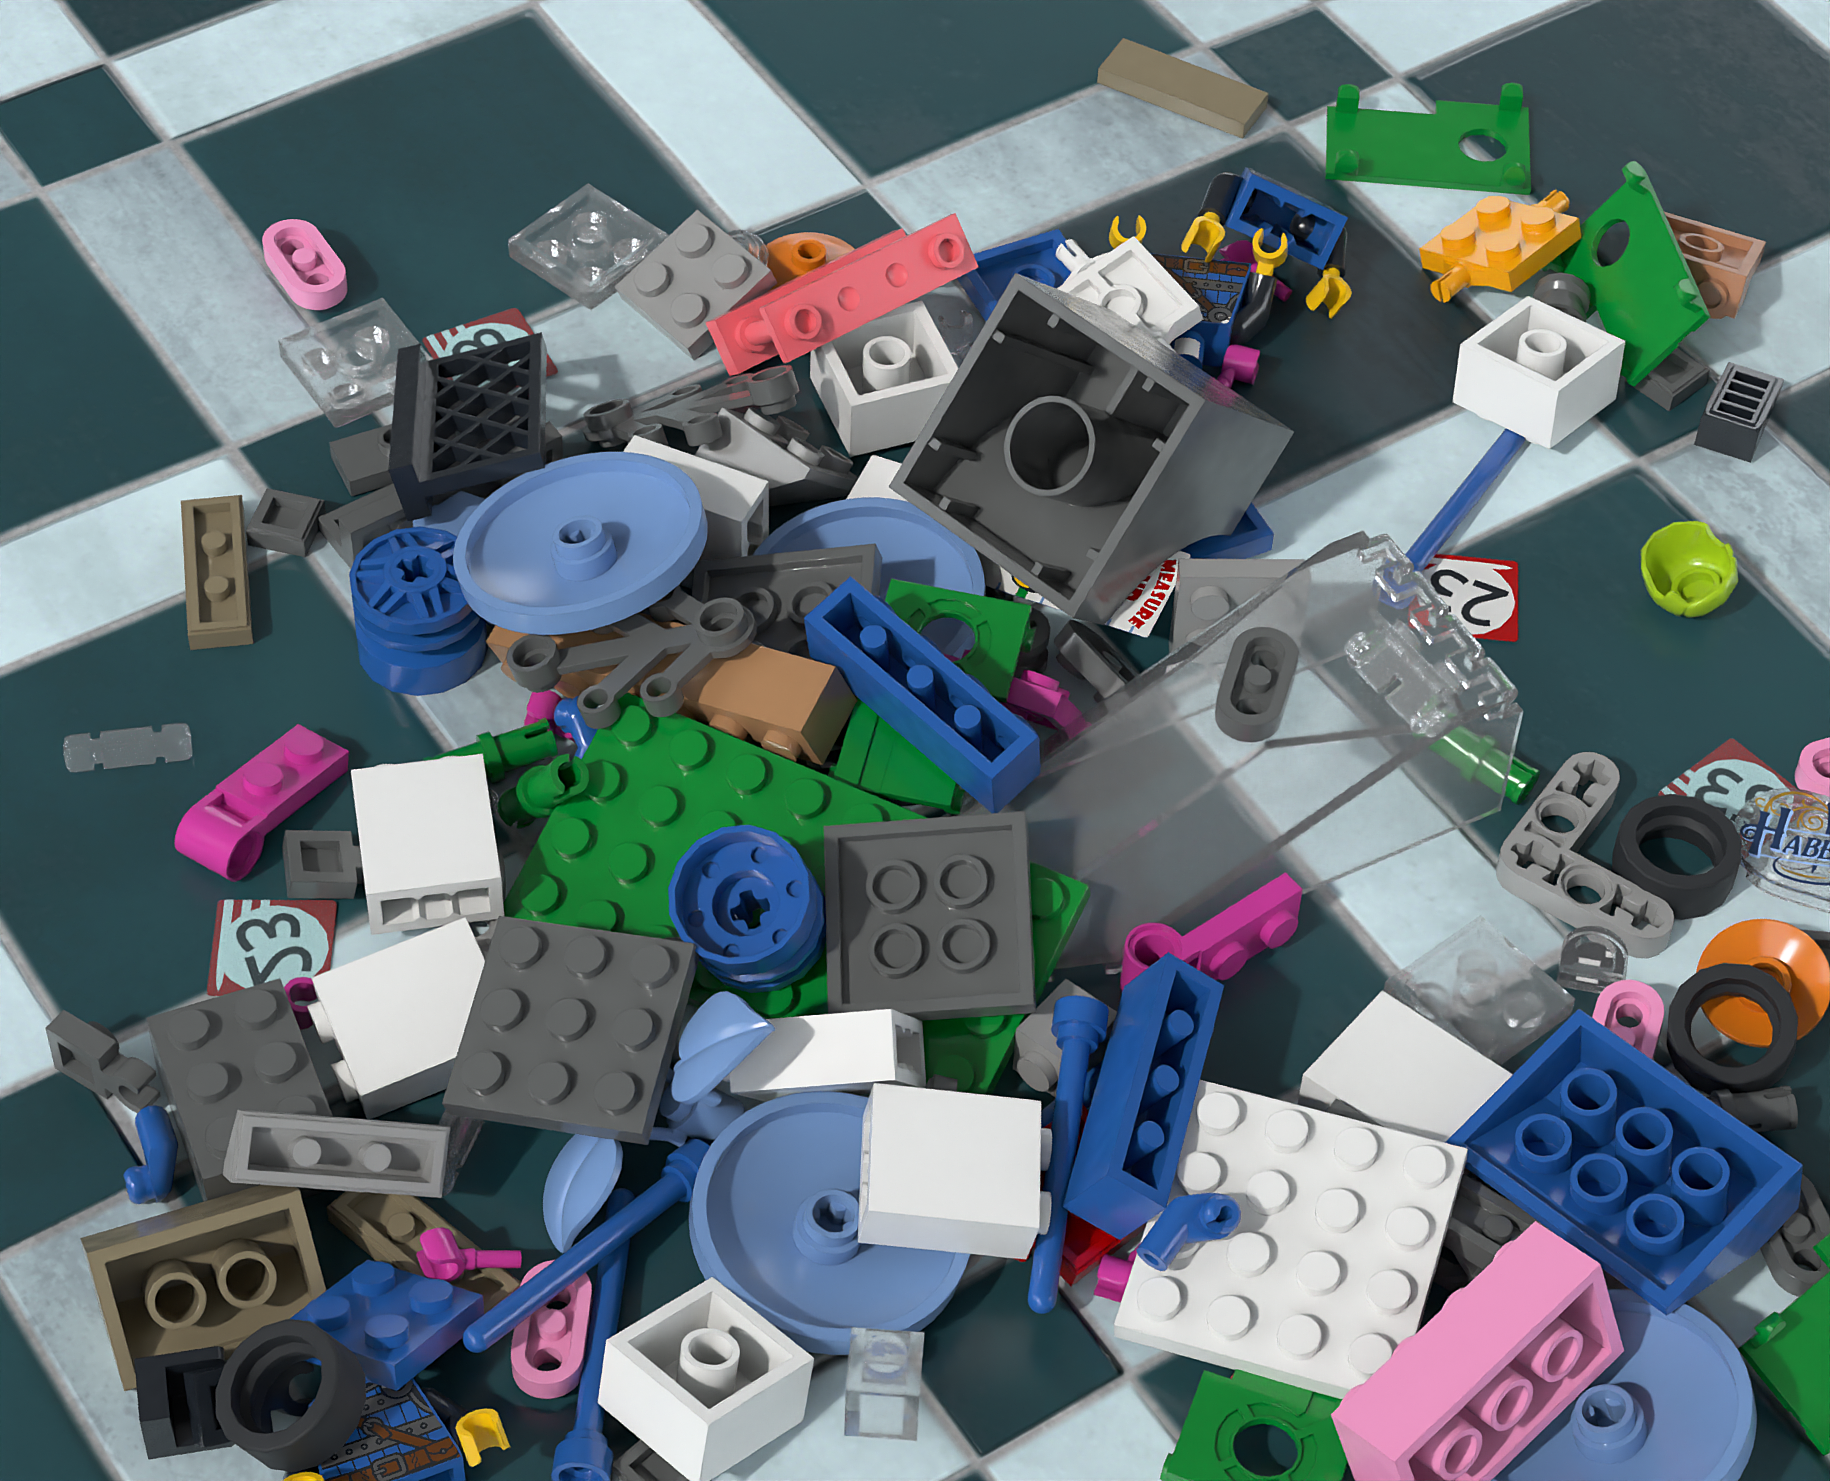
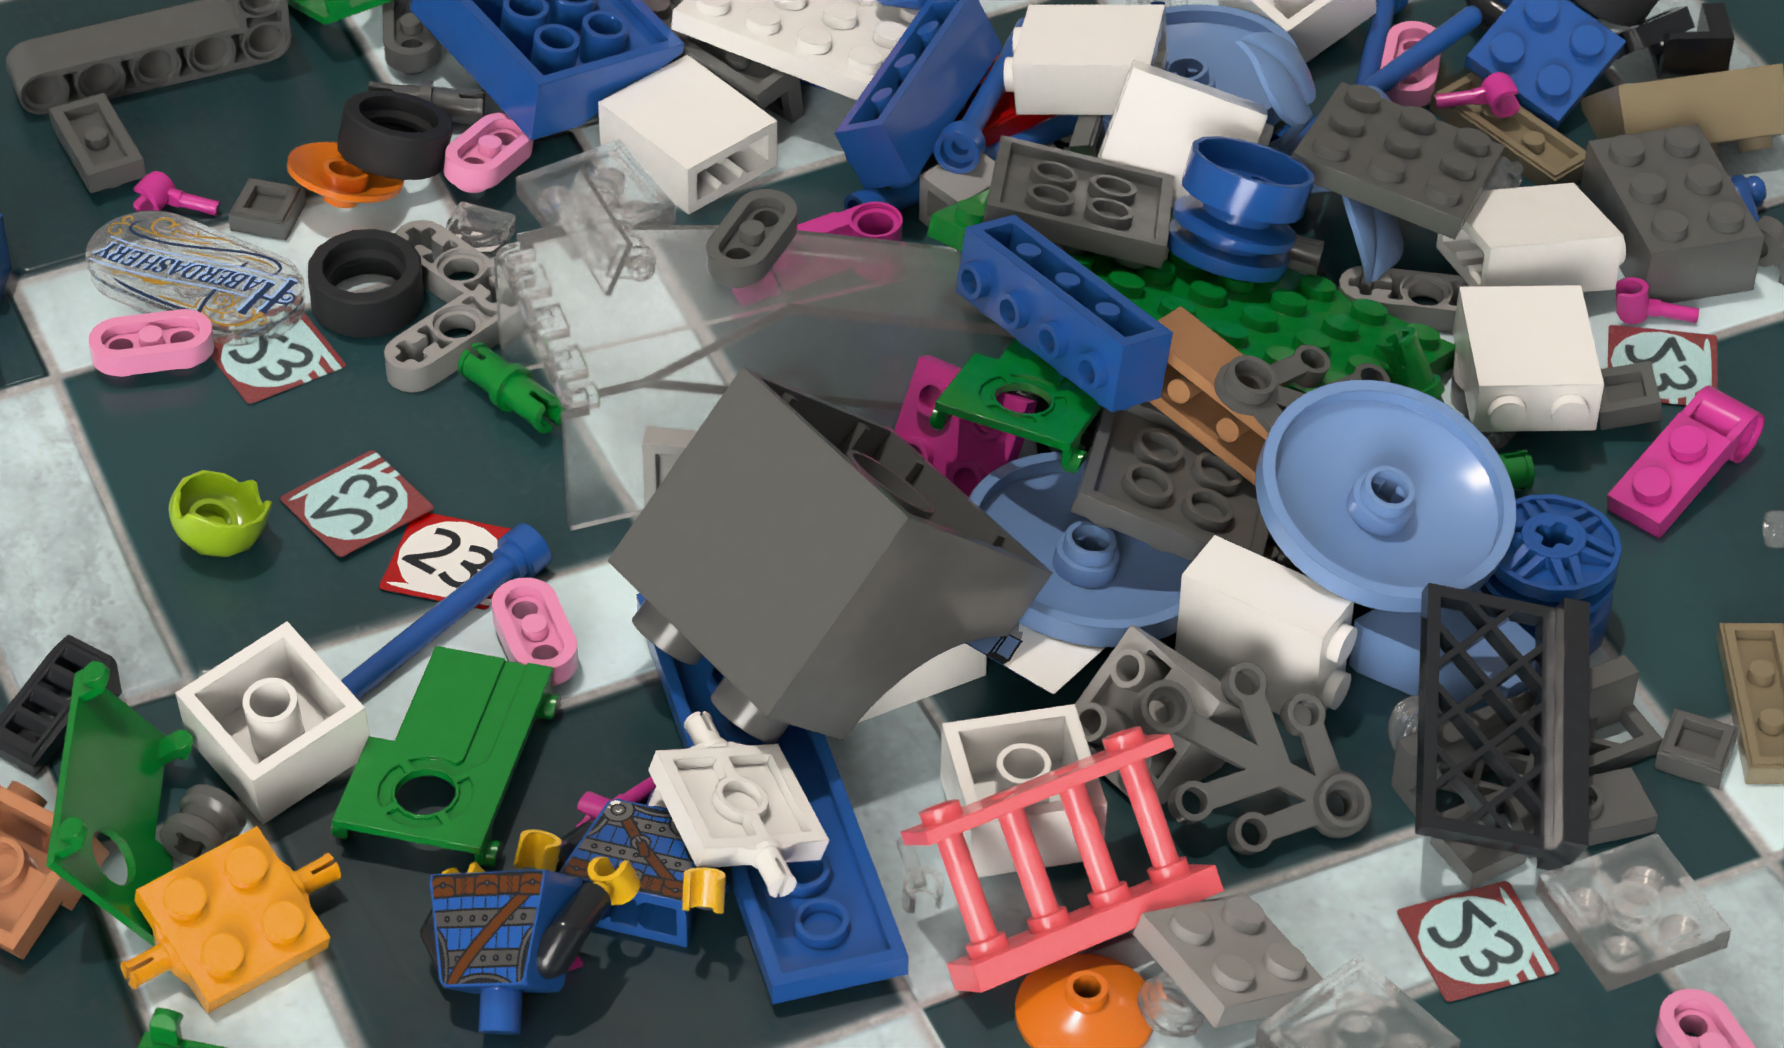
camera: 170 degrees left, 5 degrees down
(337, 1153) = (1574, 123): light grey slope -> none
(1360, 502) = (535, 627): none -> bright pink plate
(1378, 403) = (460, 727): none -> green piece
(1575, 640) = (356, 503): none -> clear light blue sticker

